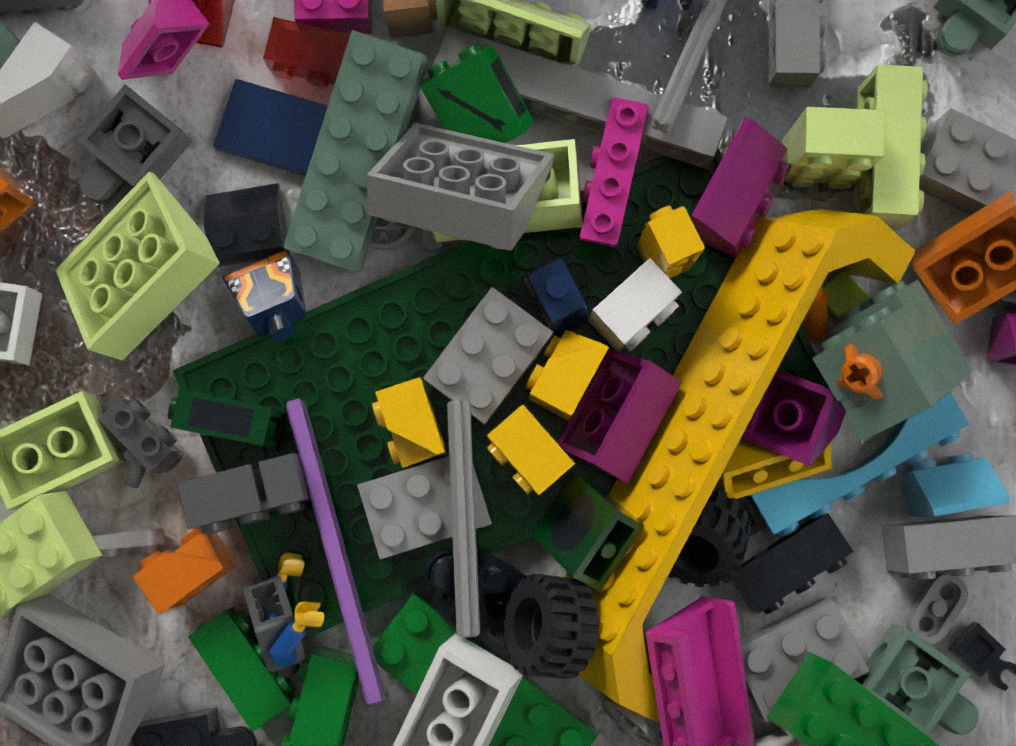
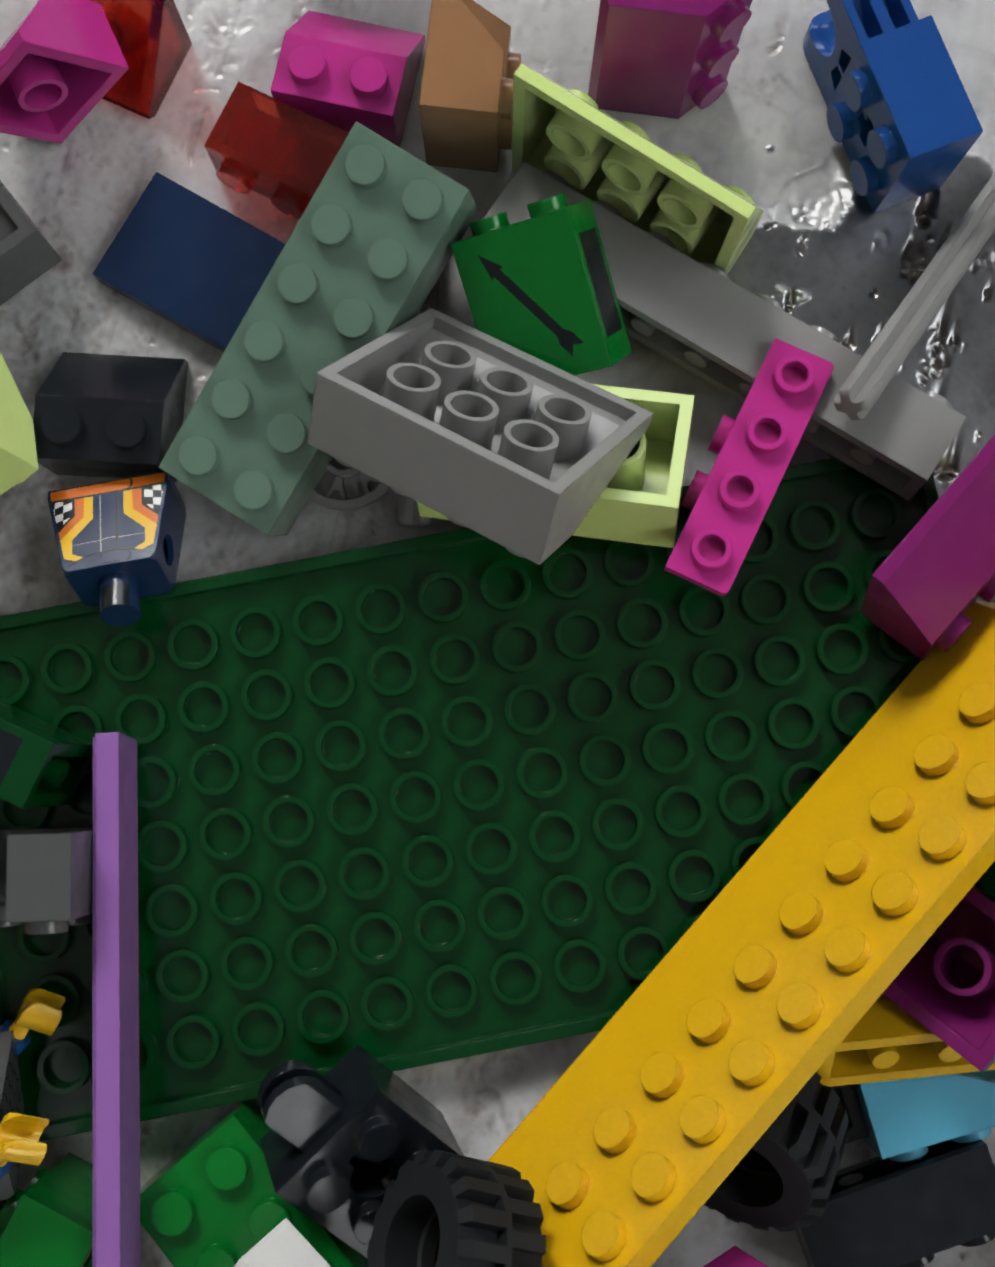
camera: 15 degrees right, 0 degrees up
(412, 422) = (300, 821): yellow slope -> none
(414, 507) = (289, 967): light grey brick -> none
(463, 519) = (344, 1024): light grey axle -> none
(488, 355) = (458, 734): light grey brick -> none
(529, 451) = (490, 925): yellow slope -> none
(557, 296) = (601, 657): dark blue torso -> none
(566, 373) = (588, 797): yellow slope -> none
(587, 532) = (560, 1092): dark green brick -> none
(619, 414) = (660, 888): magenta slope -> none
(634, 305) = (735, 707): white brick -> none
(670, 241) = (822, 612): yellow brick -> none

